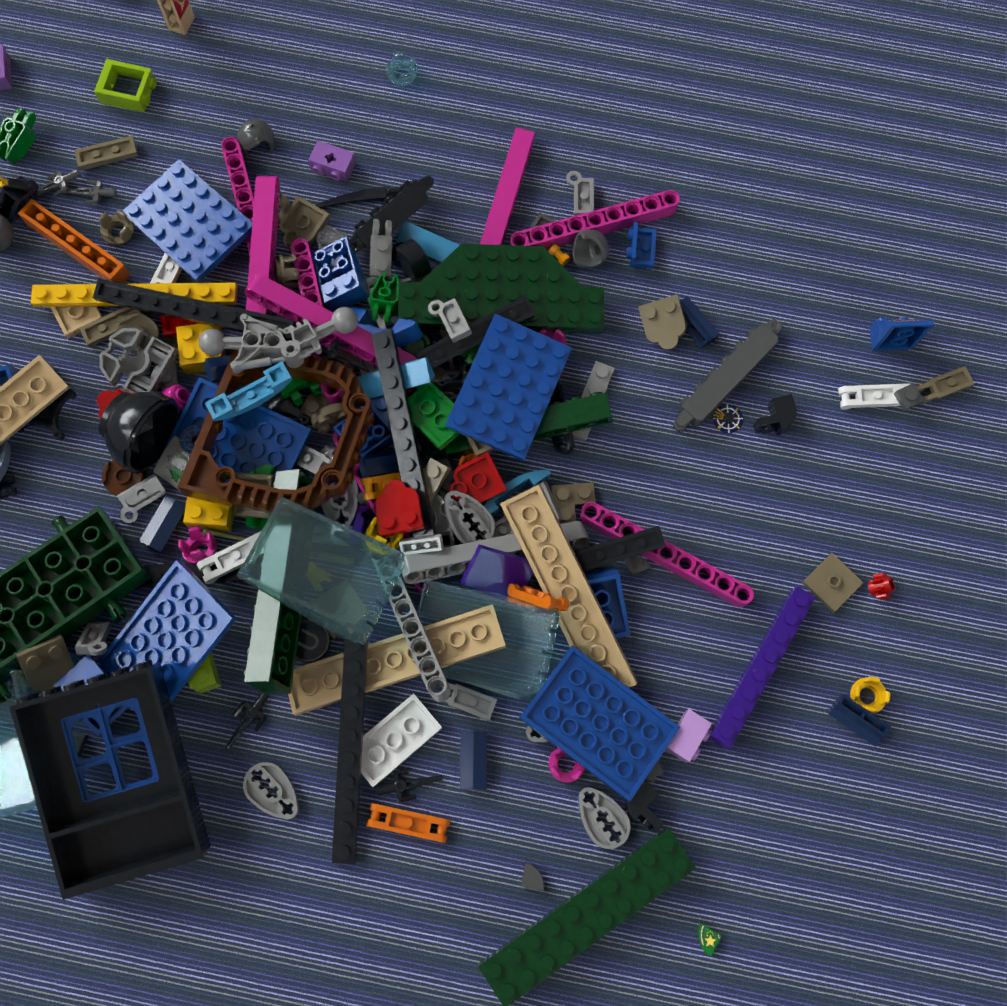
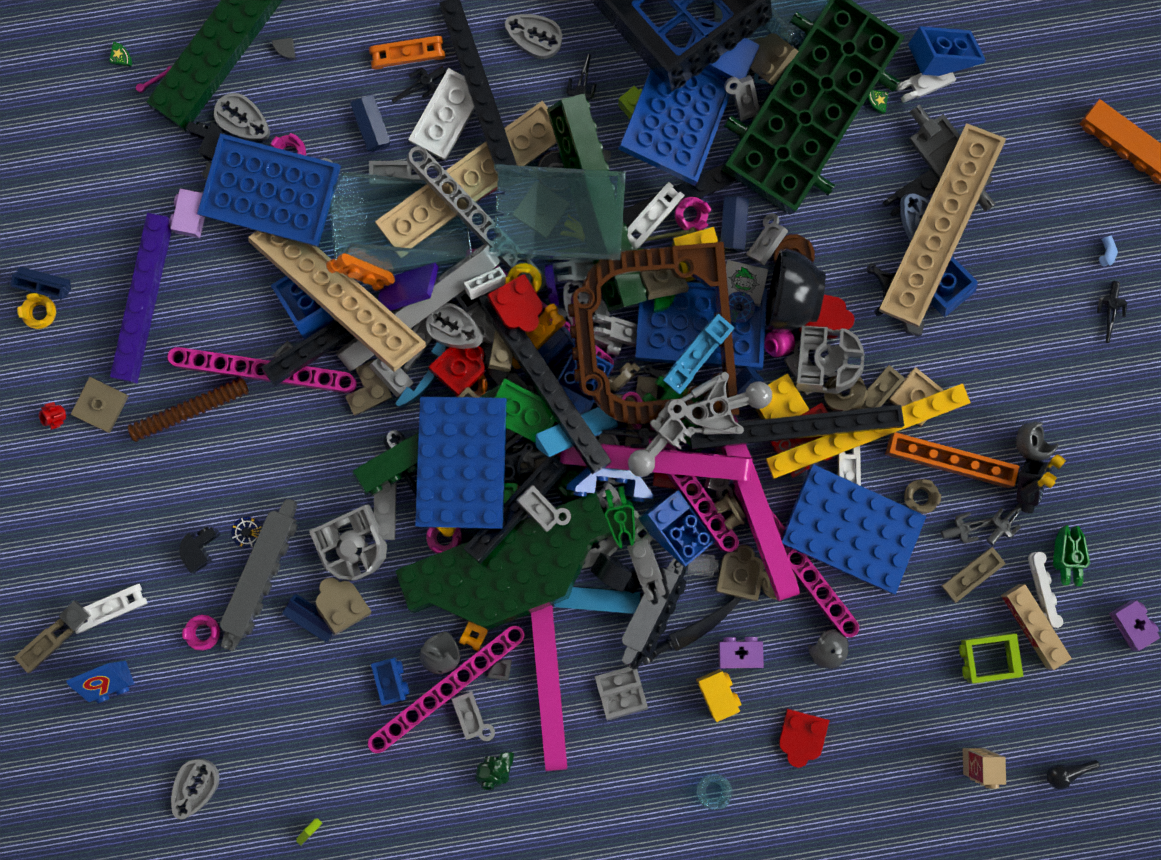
camera: 165 degrees right, 10 degrees up
(54, 120) = (1042, 580): none -> white plate
(76, 94) = (1036, 627): none -> tan brick
(310, 86) = (802, 737): none -> red plate
(364, 133) = (718, 695): none -> yellow brick
(447, 169) = (621, 693): none -> light grey slope
(580, 145) = (494, 771): none -> dark green head
(647, 352) = (328, 538): none -> light grey connector
(697, 894) = (141, 87): none -> dark pink hinge
(749, 544) = (187, 409): none -> reddish brown piece
(754, 155) = (308, 831): none -> lime tile
(801, 337) = (189, 632): none -> dark pink piece
(847, 234) = (205, 790): none -> light grey piece

